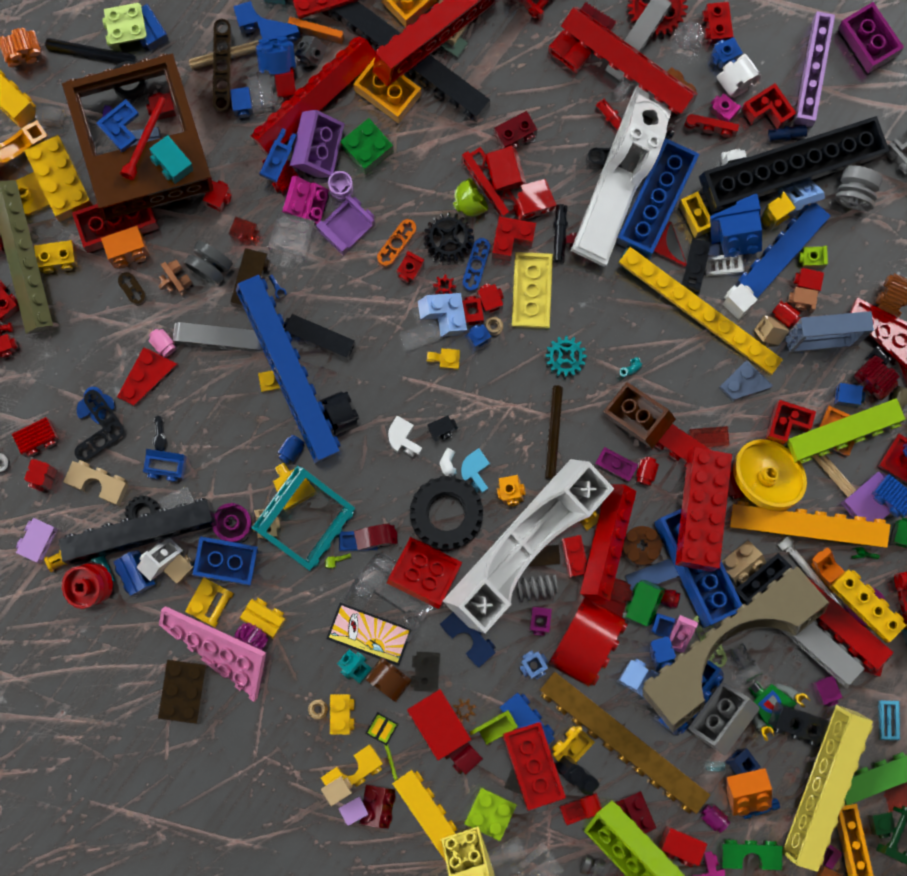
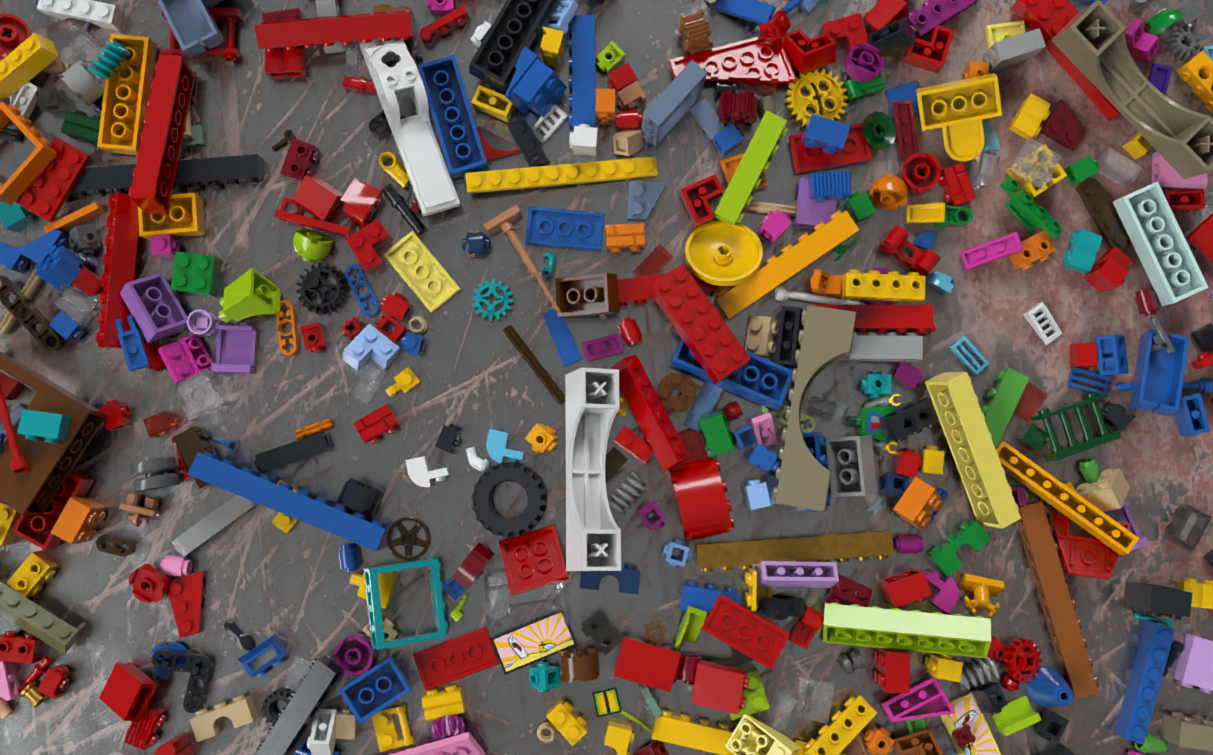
camera: 40 degrees left, 5 degrees up
(48, 401) = (128, 691): none -> red brick
(140, 337) = (158, 584): none -> red plate
(234, 272) = (183, 466): none -> red piece
(300, 594) = (456, 658): none -> red tile
(345, 475) = (408, 538): none -> dark brown wheel
(350, 333) = (313, 429): none -> orange axle
(362, 106) = (164, 246): none -> dark pink brick
(390, 196) = (249, 296): none -> lime hips
(399, 371) = (376, 424): none -> red brick
(416, 755) = (650, 701): none -> sand green wing
(478, 790) = (720, 687): none -> red brick
(518, 106) = (285, 140): none -> dark brown hand
(580, 200) = (396, 170): none -> yellow piece
(590, 305) = (476, 244): none -> dark blue head
(592, 430) = (562, 337): none -> blue tile
(609, 761) = (796, 574): none -> lavender brick
(625, 308) = (504, 222): none -> nougat piece
(666, 352) = (564, 228): none -> blue tile
(706, 398) = (624, 237): none -> orange brick
(769, 756) = (907, 463): none -> red brick
(778, 289) = (605, 106): none -> orange brick
(788, 771) = (932, 460): none -> yellow brick
(805, 677) = (882, 381): none -> teal brick
(825, 489) = (774, 226): none -> dark pink brick
(847, 366) = (707, 119): none -> sand blue tile

